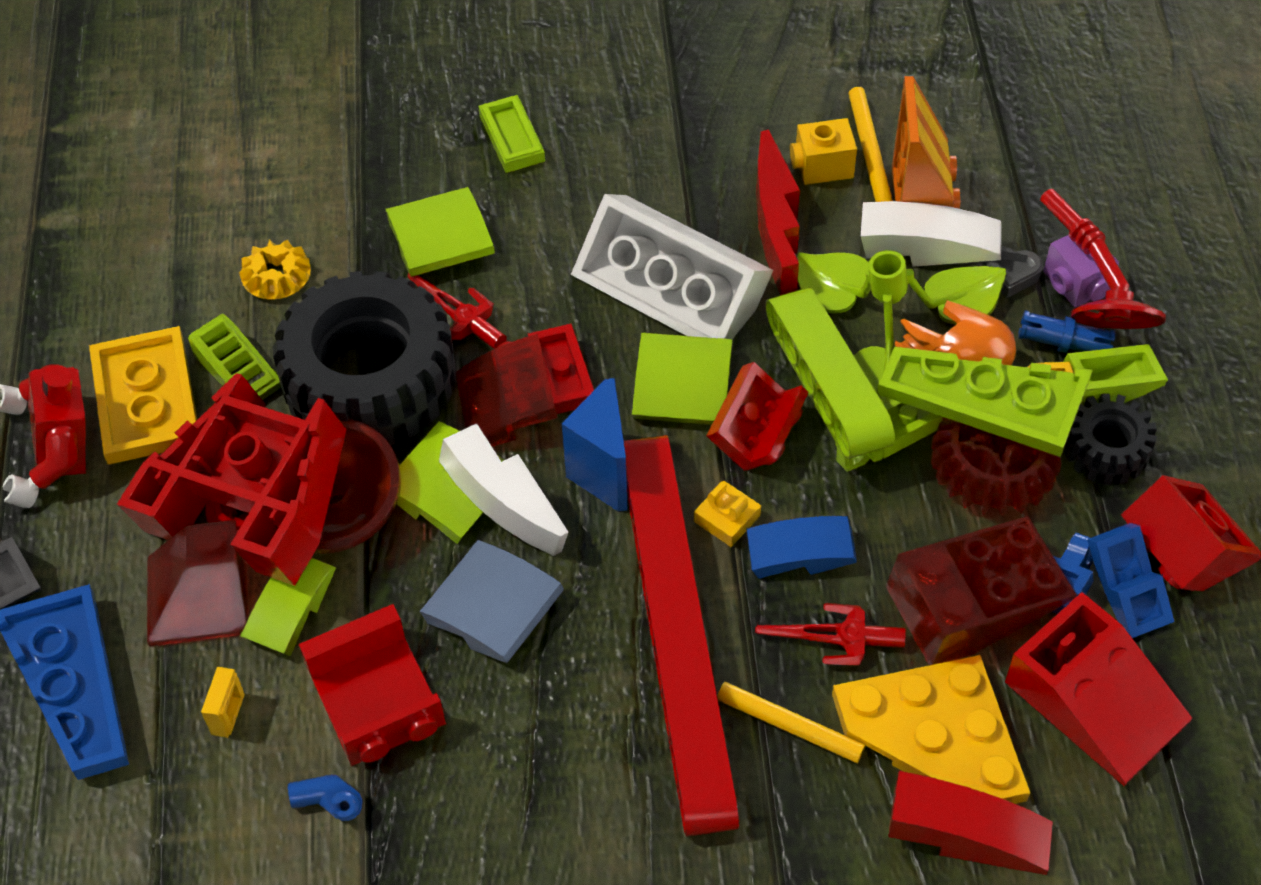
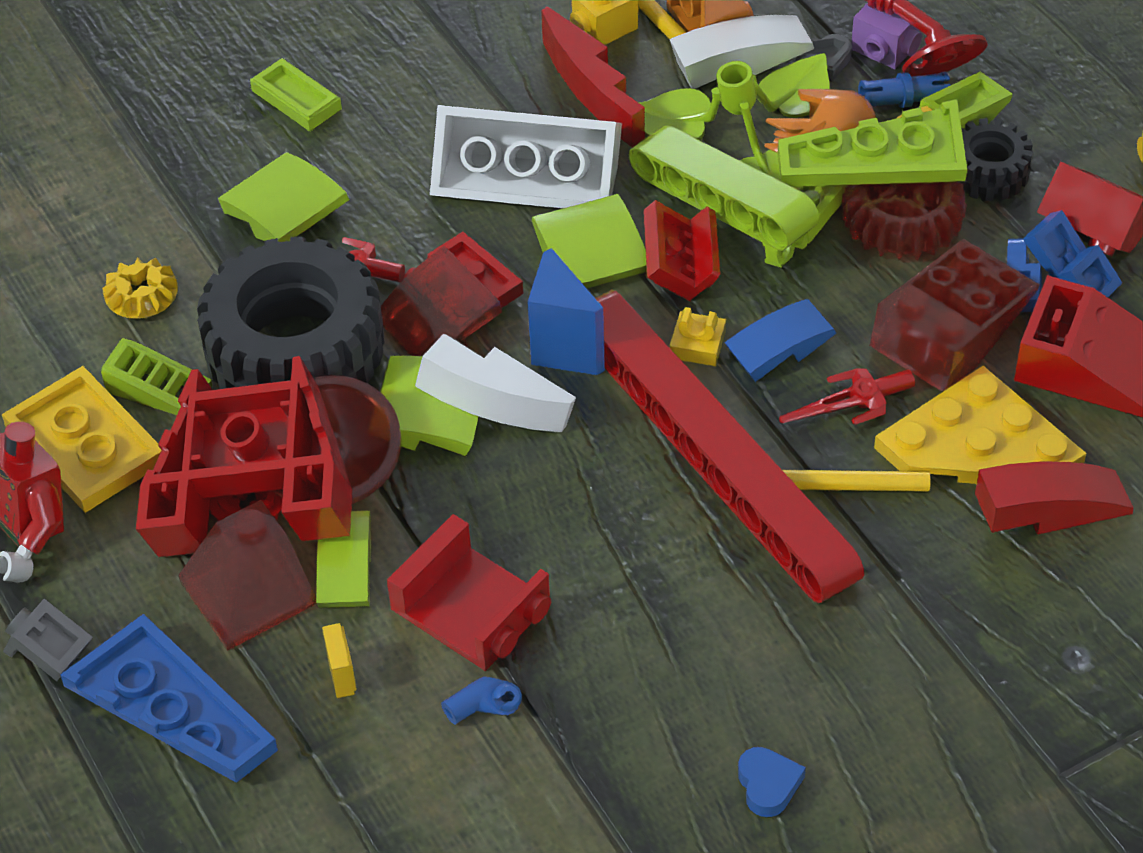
camera: 25 degrees left, 5 degrees down
(492, 600) = (533, 485): sand blue slope -> none

